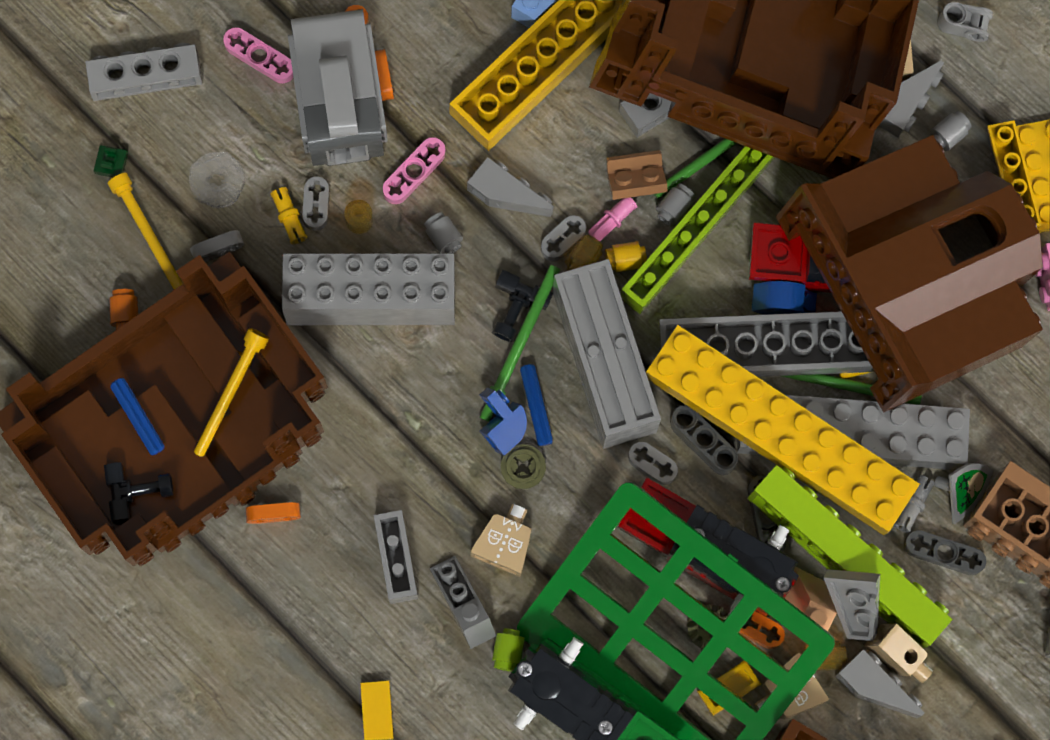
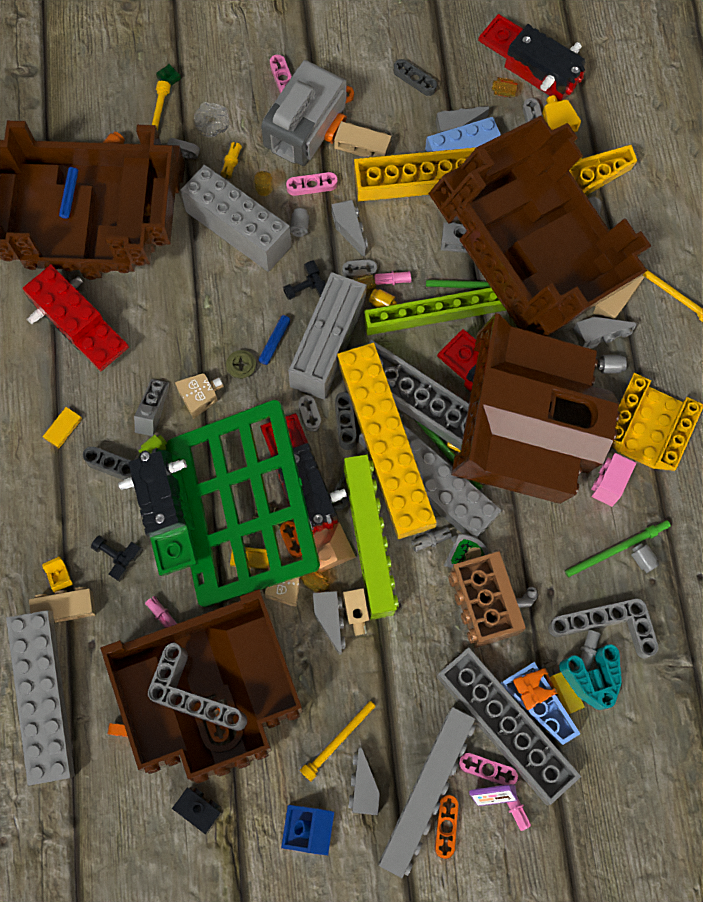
camera: 40 degrees right, 5 degrees down
(123, 491) = (30, 223): black bar -> none
(157, 79) = (219, 45): light grey brick -> none
(254, 343) = (150, 192): yellow piece -> none
(273, 513) = (97, 292): orange beam -> none
(279, 567) = (73, 317): none -> red piece
(309, 203) = (247, 162): light grey beam -> none
(395, 557) = (136, 357): light grey brick -> none
(432, 68) = (361, 141): none -> tan brick
(464, 719) = (103, 458): none -> dark grey beam
(509, 424) = (248, 337): brick -> none
(522, 337) = (259, 318): bright green bar -> none
(636, 175) = (423, 264): medium nougat bracket -> none
(675, 204) = (431, 291): light grey brick -> none
(782, 298) = (449, 379): blue brick -> none
(855, 601) = (351, 560): light grey wing -> none
(927, 538) = (414, 569): dark grey beam -> none
(971, 21) = (668, 315): light grey piece -> none

